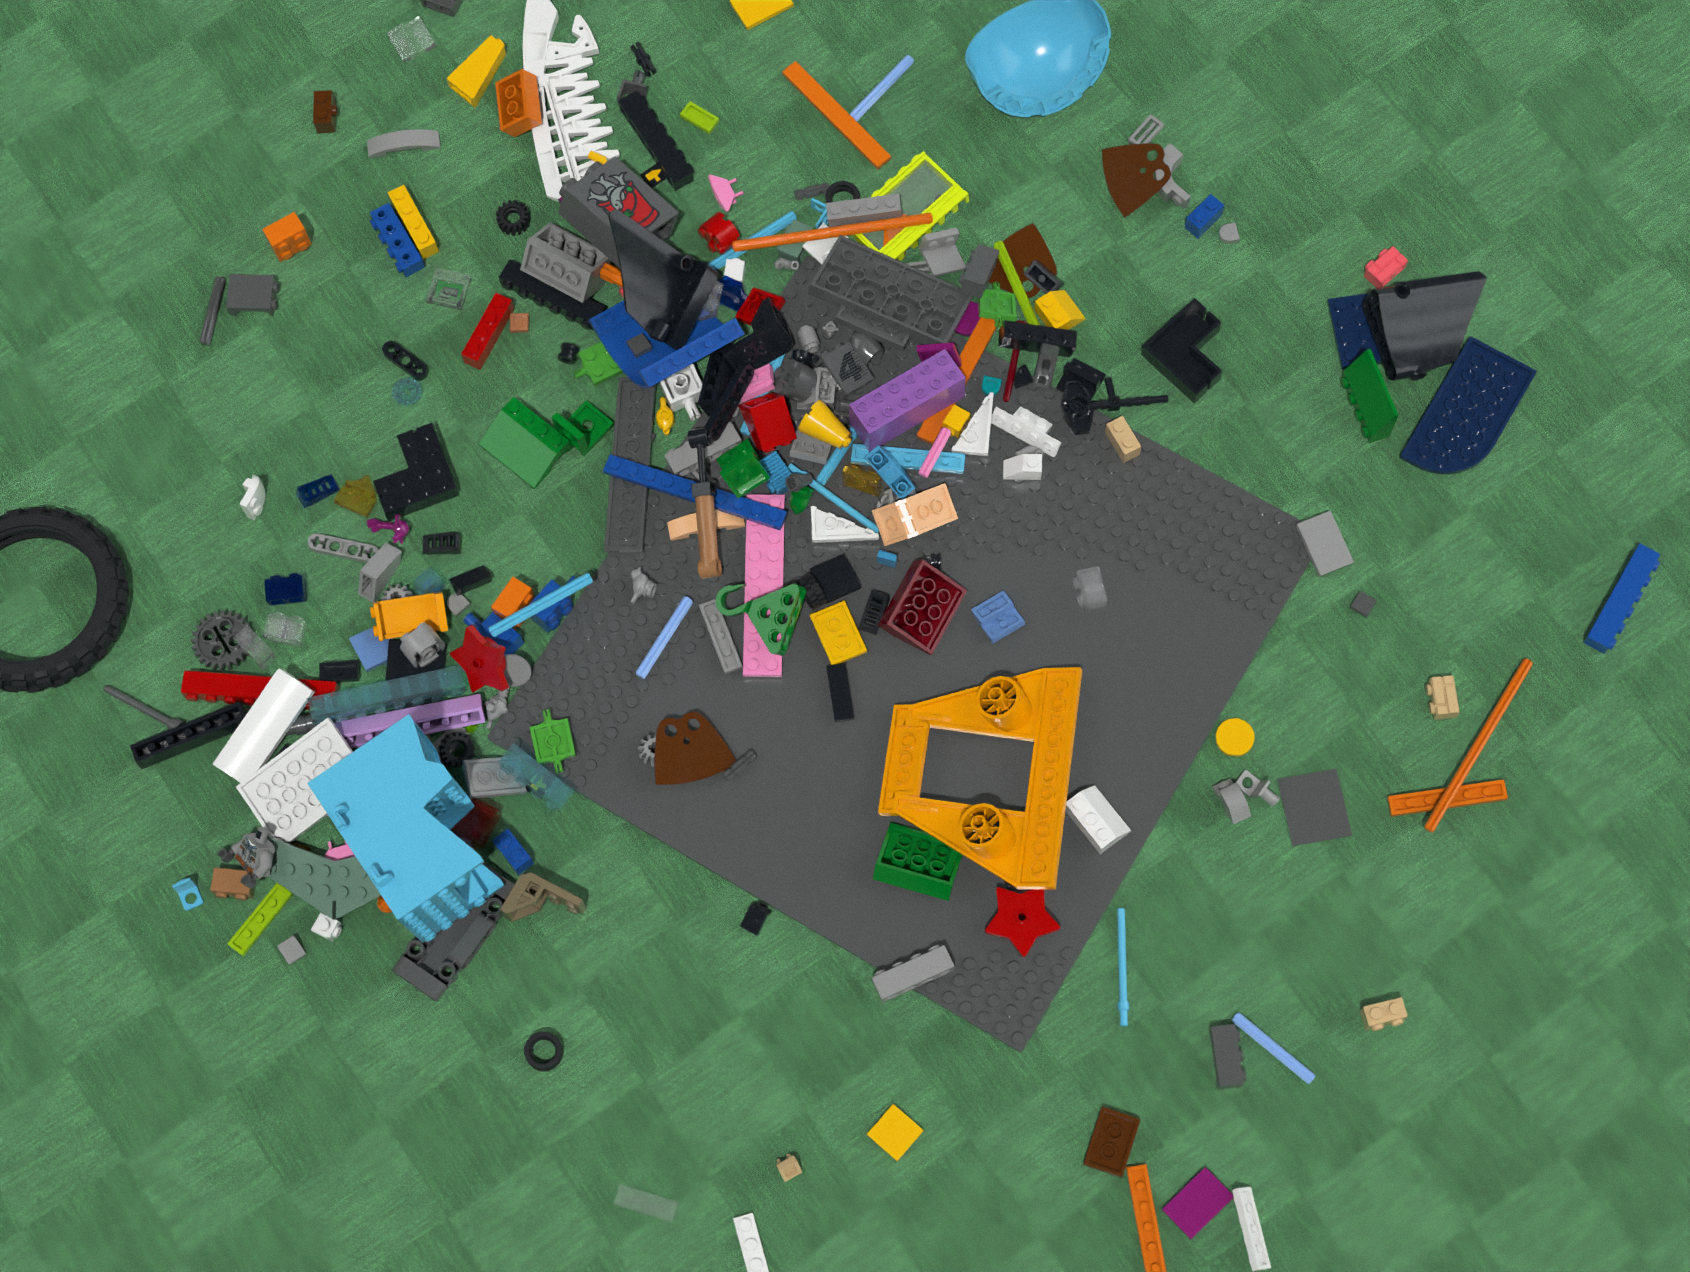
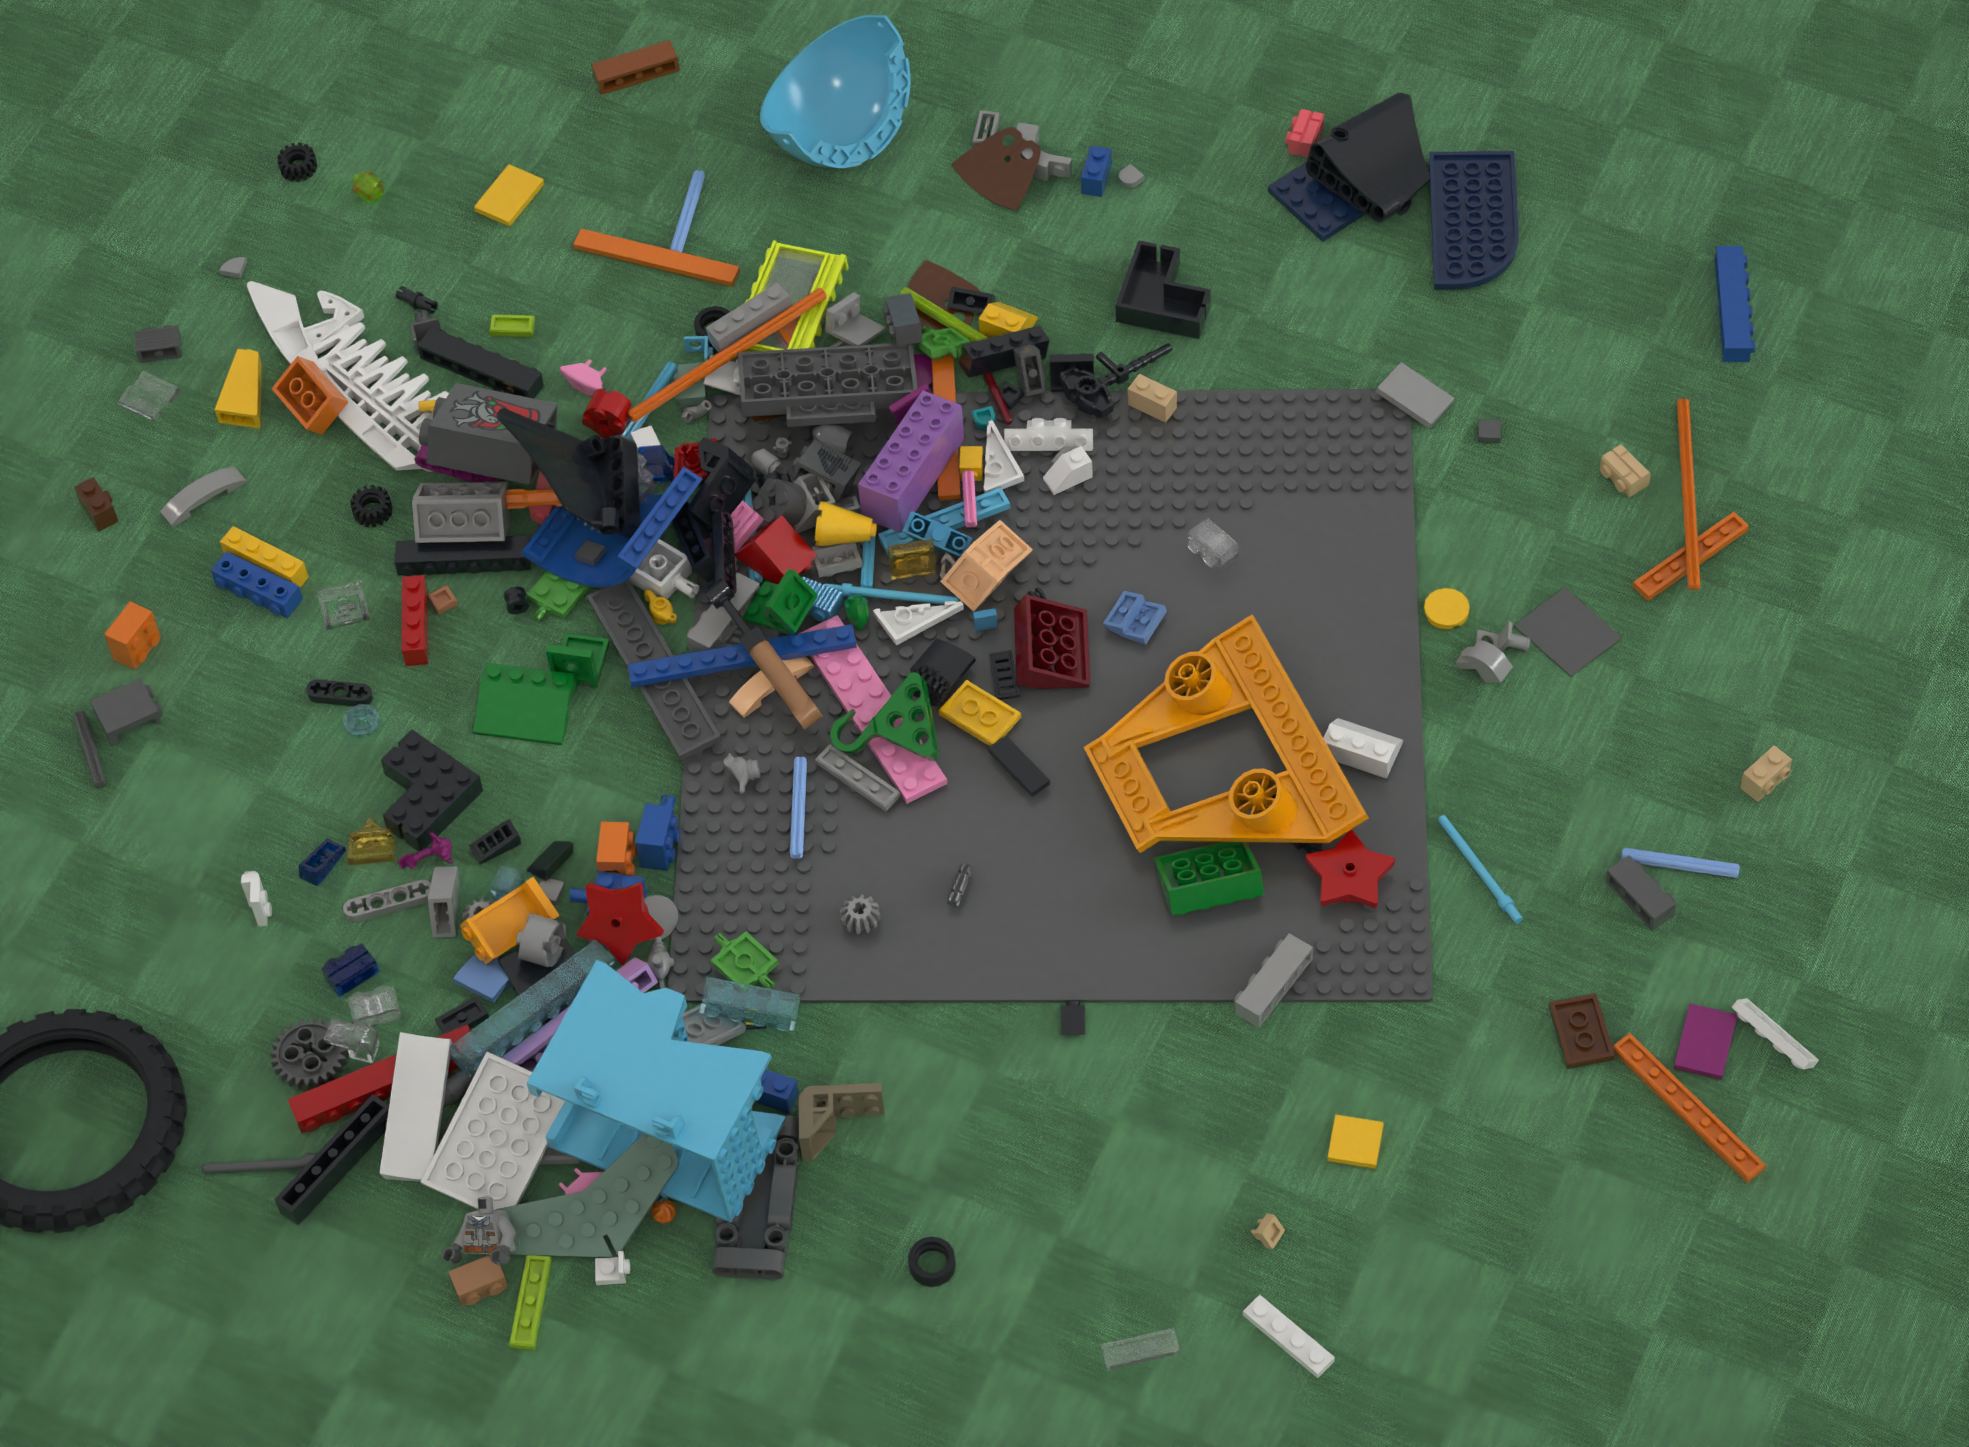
camera: 30 degrees left, 15 degrees down
(186, 887) = (426, 1312): medium azure bracket -> none
(291, 950) = (586, 1312): light grey slope -> none
(540, 604) = (650, 831): medium azure axle -> none
(693, 761) = (911, 900): reddish brown piece -> none
(796, 482) = (846, 590): dark grey cone -> none
(811, 191) = (676, 336): dark grey axle -> none
(1369, 397) = (1372, 243): green slope -> none

